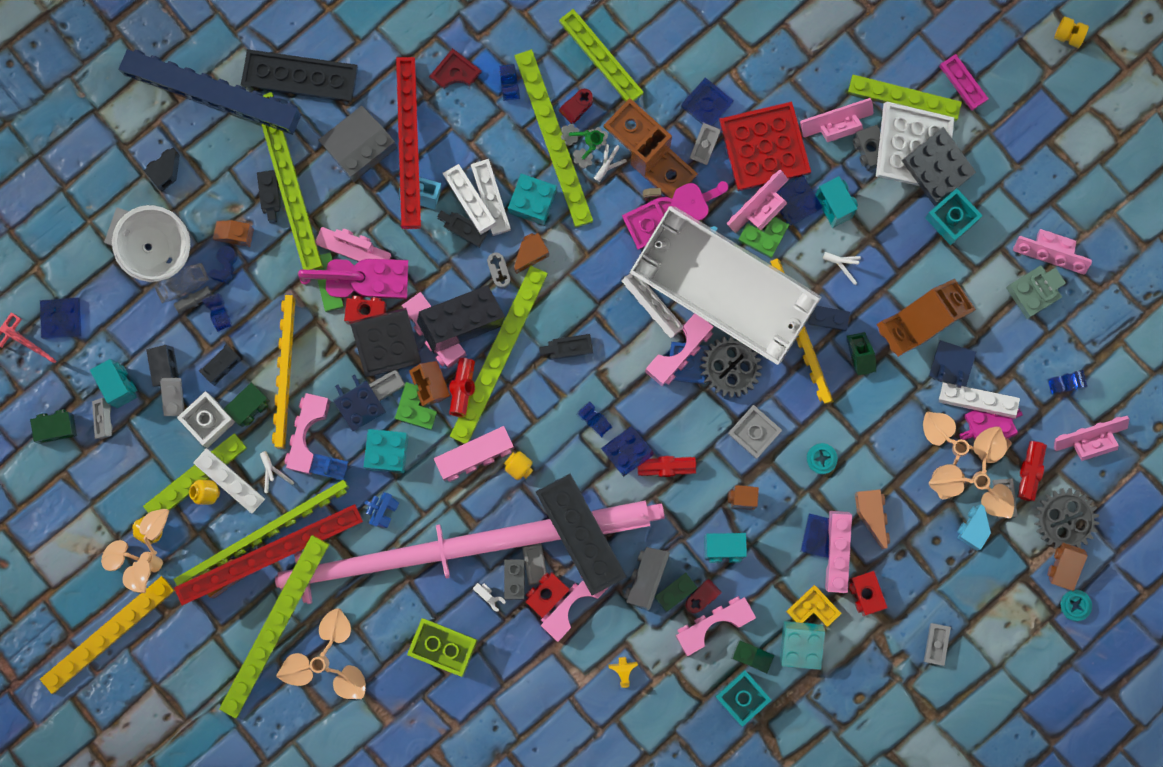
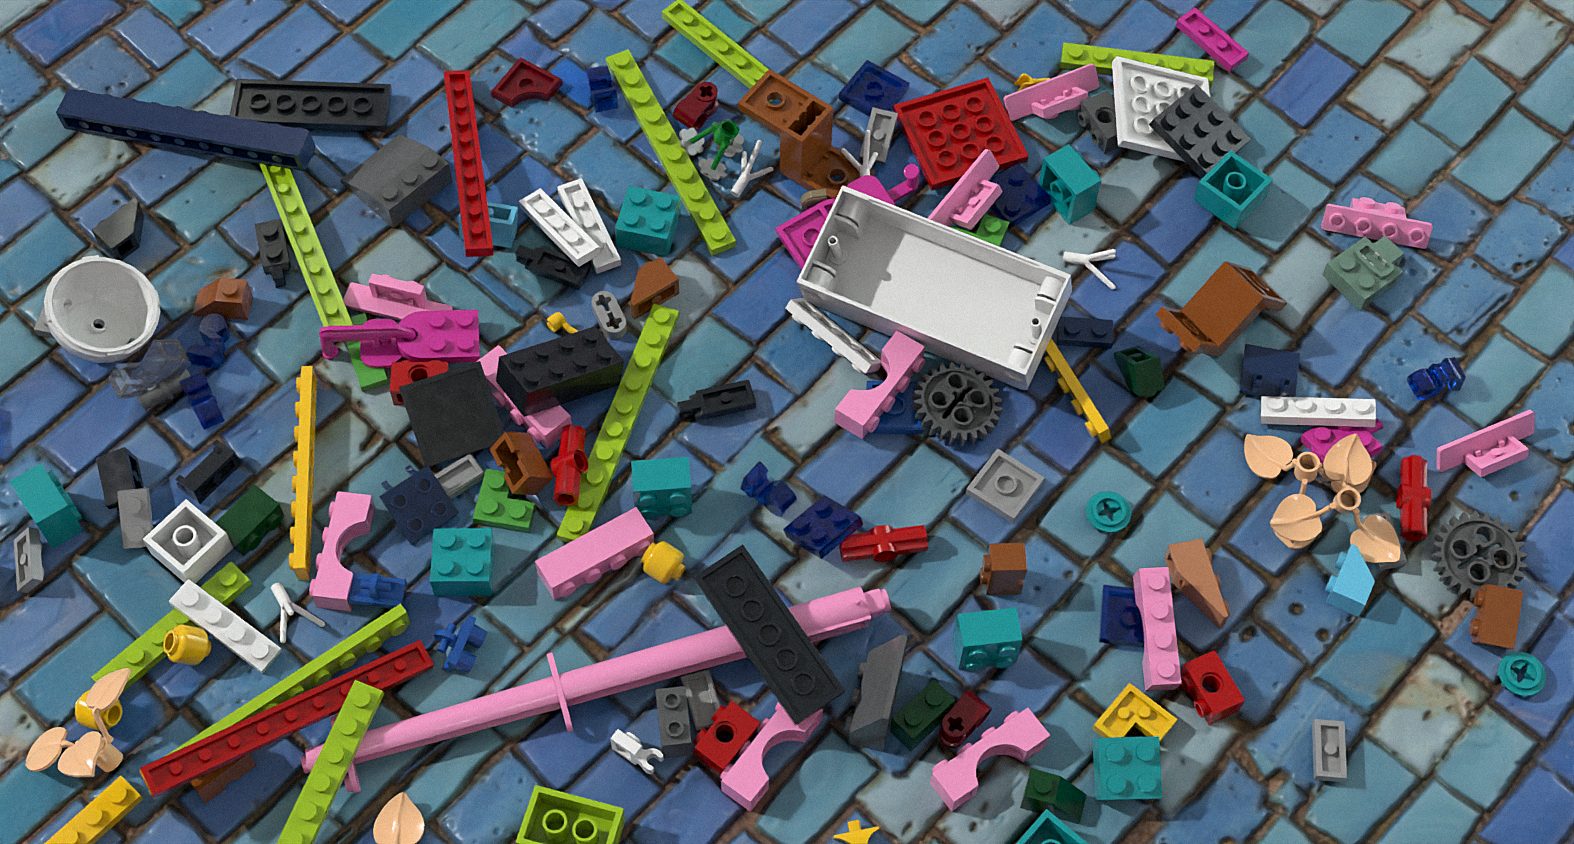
camera: 10 degrees left, 20 degrees down
(462, 272) = (558, 321): none -> yellow hand
(522, 413) = (662, 487): none -> teal brick
(690, 174) = (867, 163): none -> white plant
(821, 106) = (1026, 81): none -> yellow hand

